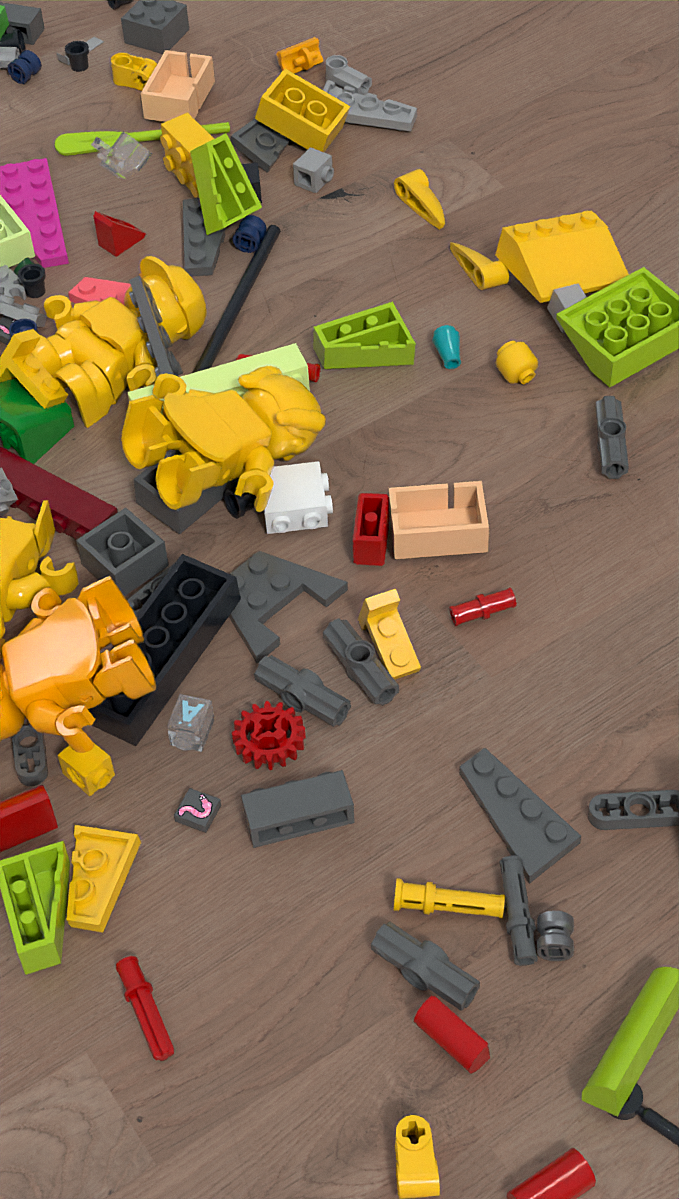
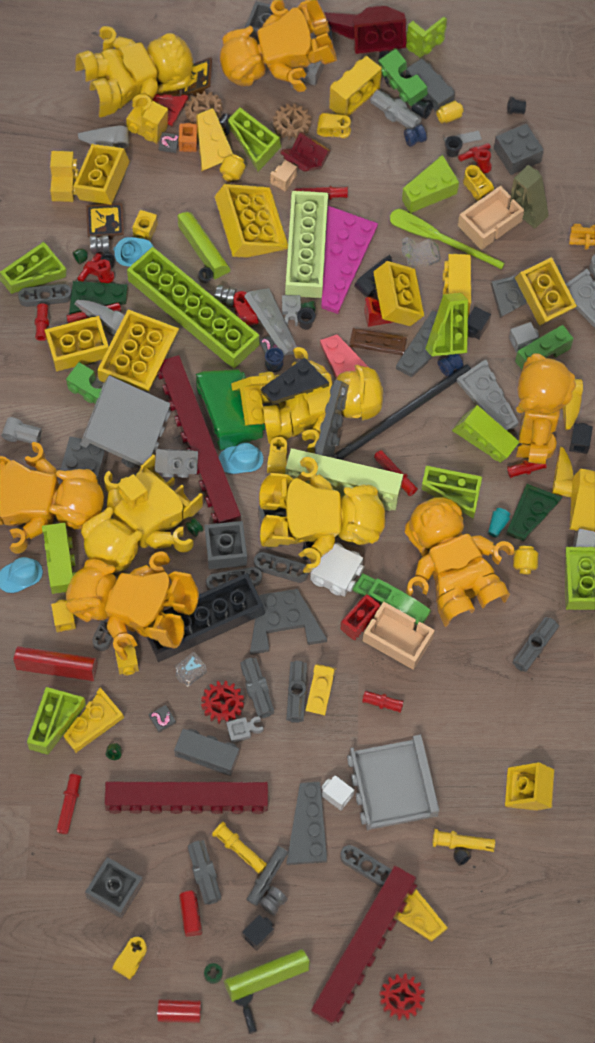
camera: 30 degrees right, 15 degrees up
(47, 32) = (449, 112): none -> yellow brick
(61, 556) = (194, 527): none -> dark green bush
(67, 455) = (241, 458): none -> medium azure piece
(73, 323) = (296, 380): none -> black wing
(82, 96) = (430, 186): none -> lime wedge
(83, 206) = (366, 283): none -> black piece
(109, 425) = (277, 458): none -> yellow piece
(119, 44) = (480, 156): none -> red piece
(128, 264) = (378, 341): none -> reddish brown tile
(129, 197) = (398, 293): none -> yellow brick
(168, 890) = (110, 751): none -> dark green hinge
(205, 36) = (530, 195): none -> olive wedge
(208, 552) = (265, 568): none -> dark grey beam
(309, 1074) = (114, 887): none -> dark grey brick
(312, 885) = (186, 797): none -> dark red brick
(314, 240) = (484, 391): none -> light grey wing
(323, 753) = (241, 729): none -> light grey plate
(352, 157) = (553, 343): none -> bright green arch
(353, 271) = (486, 434): none -> lime wedge
(379, 480) = (384, 592): none -> bright green slope
(403, 196) = (542, 390): none -> light orange piece
(430, 280) = (524, 468): none -> red pin
(440, 407) = (453, 559): none -> light orange piece
(467, 222) = (580, 438): none -> black brick
(476, 316) = (531, 511): none -> dark green wing
(520, 744) = (337, 792): none -> white brick
(554, 1110) = (218, 976): none -> dark green bush
(572, 992) = (258, 931): none -> black brick
(585, 689) = (393, 784): none -> light grey panel

